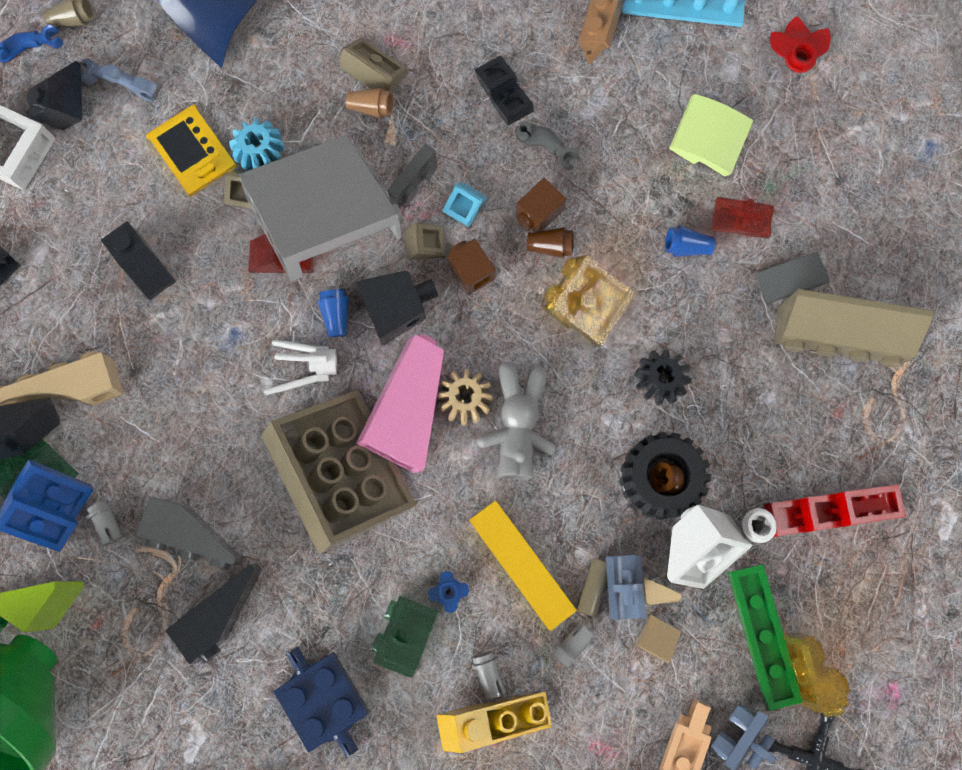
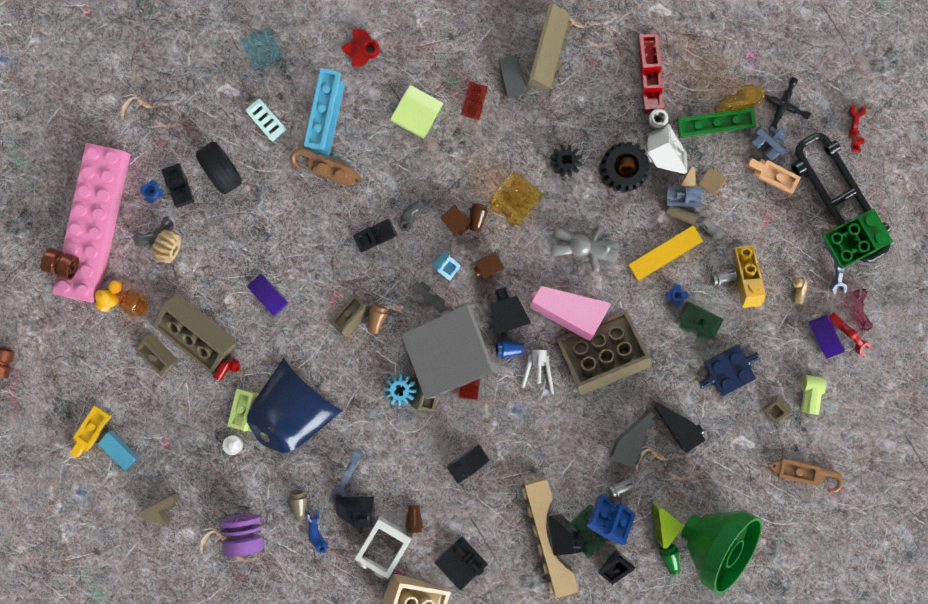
camera: 85 degrees left, 10 degrees up
(45, 186) = (414, 520): none -> reddish brown cone
(191, 150) = (395, 431): yellow container -> none
(425, 241) = (468, 292): dark tan slope -> none
(466, 384) = (574, 278): tan gear -> none
(687, 242) = (485, 135): blue cone -> none

